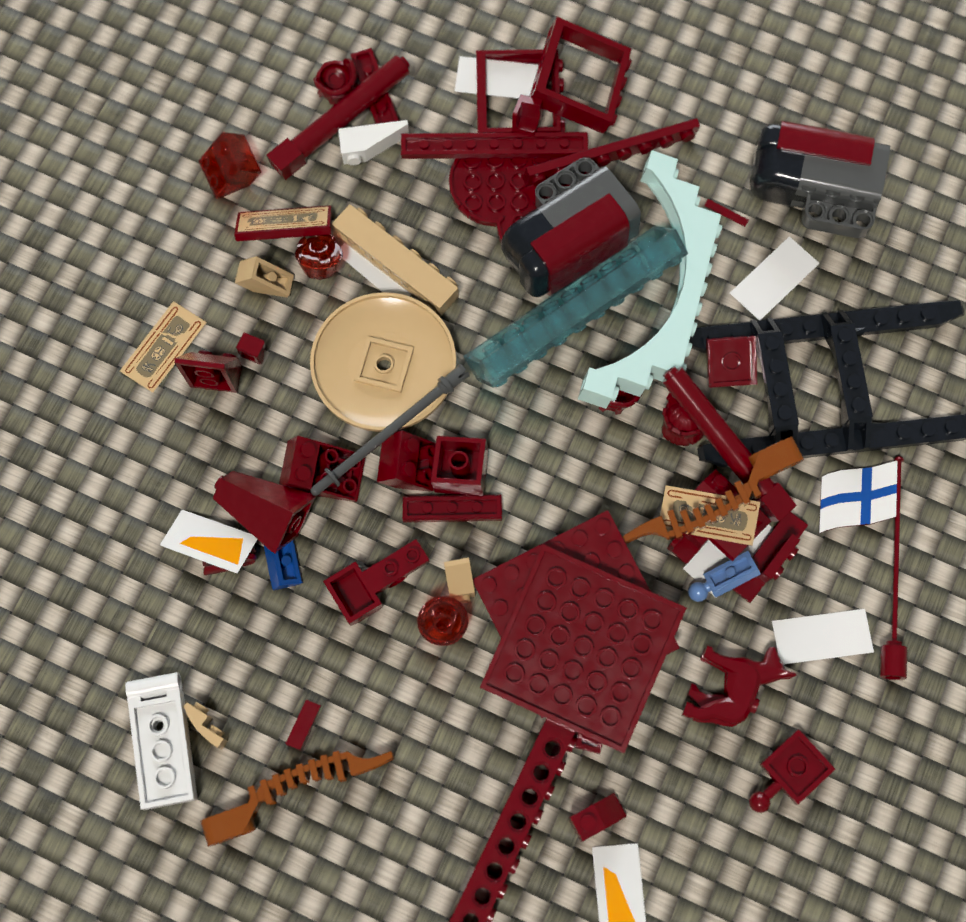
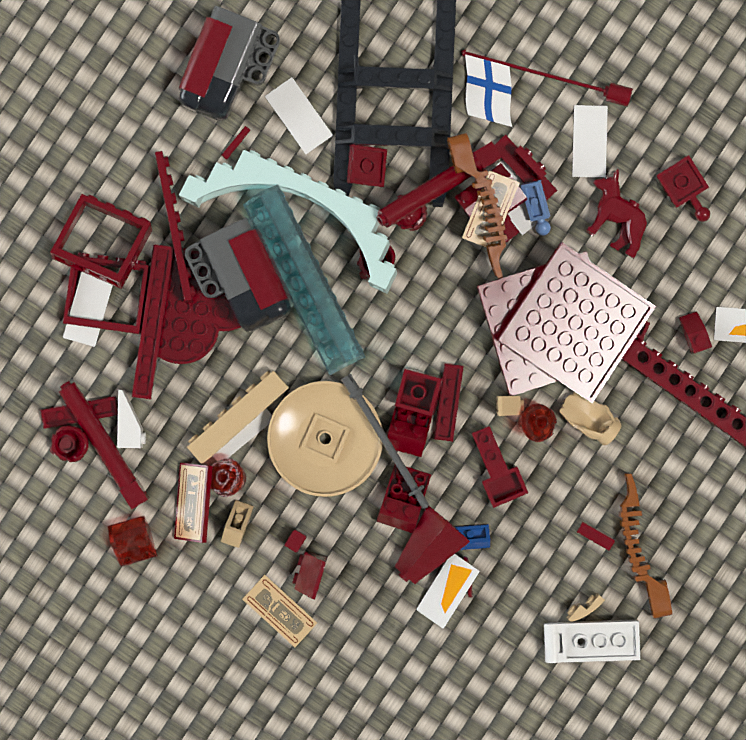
camera: 80 degrees left, 15 degrees up
(458, 692) = (590, 418): none -> tan hair
(527, 115) = (134, 291): dark red panel -> none

